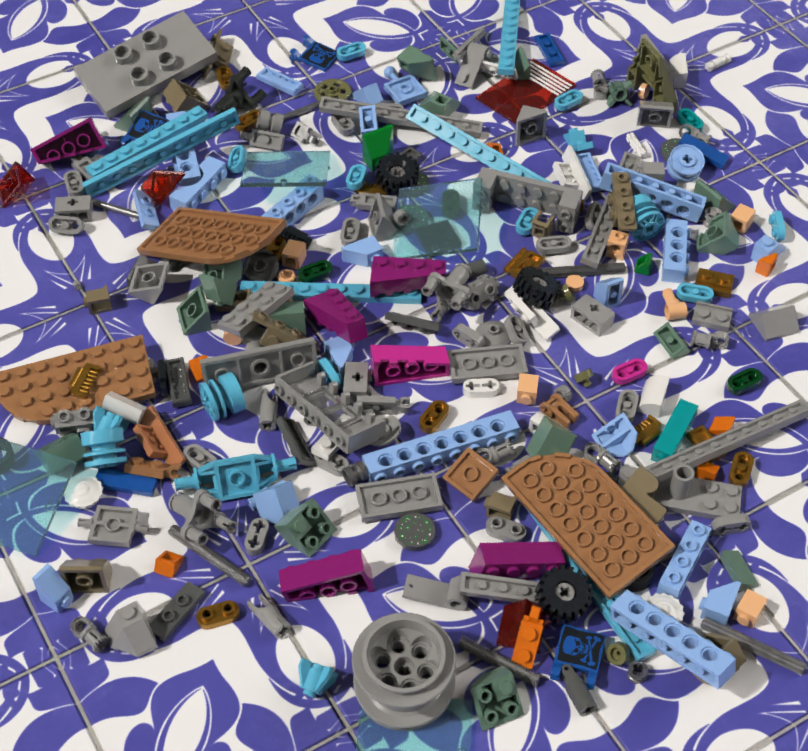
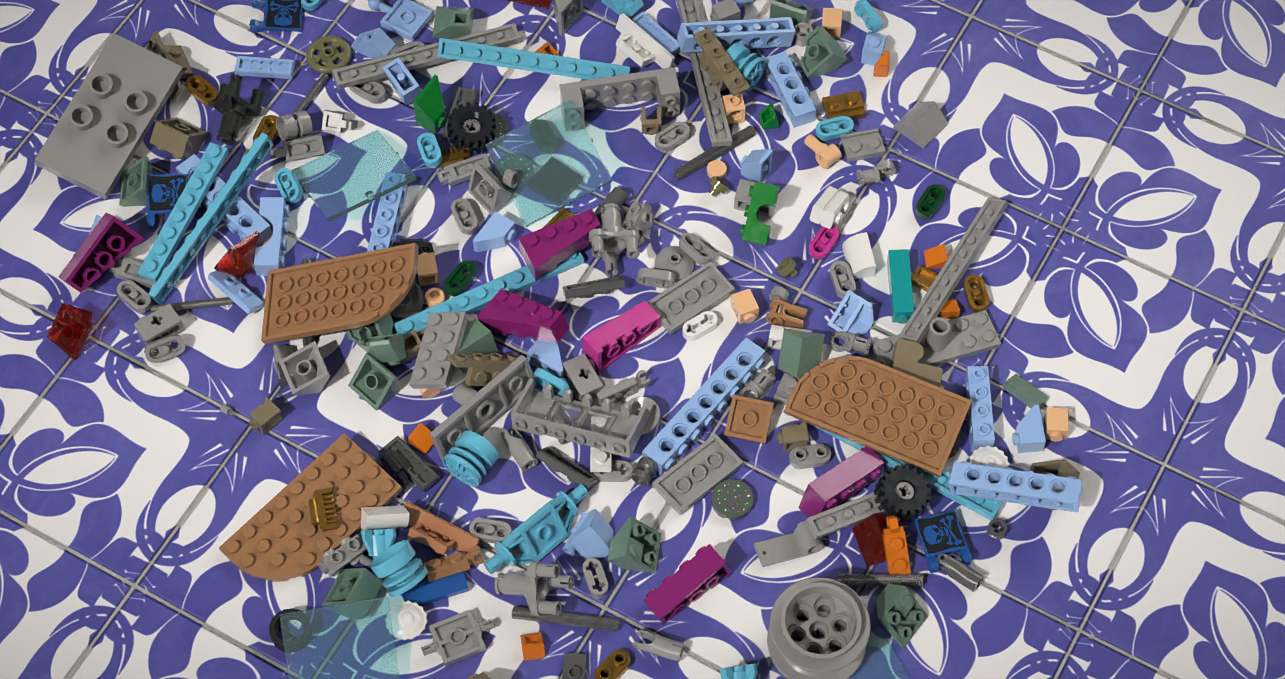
camera: 30 degrees left, 10 degrees up
(430, 419) = (676, 379): pearl gold plate -> none
(523, 259) = (658, 172): pearl gold plate -> none
(524, 224) = (630, 122): medium azure plate -> none
(530, 314) = (697, 221): white bracket -> none
(537, 287) = (690, 194): black bush -> none
(592, 214) = (690, 86): light grey plate -> none
(592, 310) = (761, 195): none -> green arch
(618, 653) = (973, 521): olive tile -> none
(647, 432) = (876, 293): pearl gold piece -> none
(650, 346) = (830, 207): none -> white brick
(671, 341) = (834, 181): sand green slope -> none
(731, 524) = (997, 352): light grey beam -> none
(755, 646) = (1076, 455): flat silver axle -> none

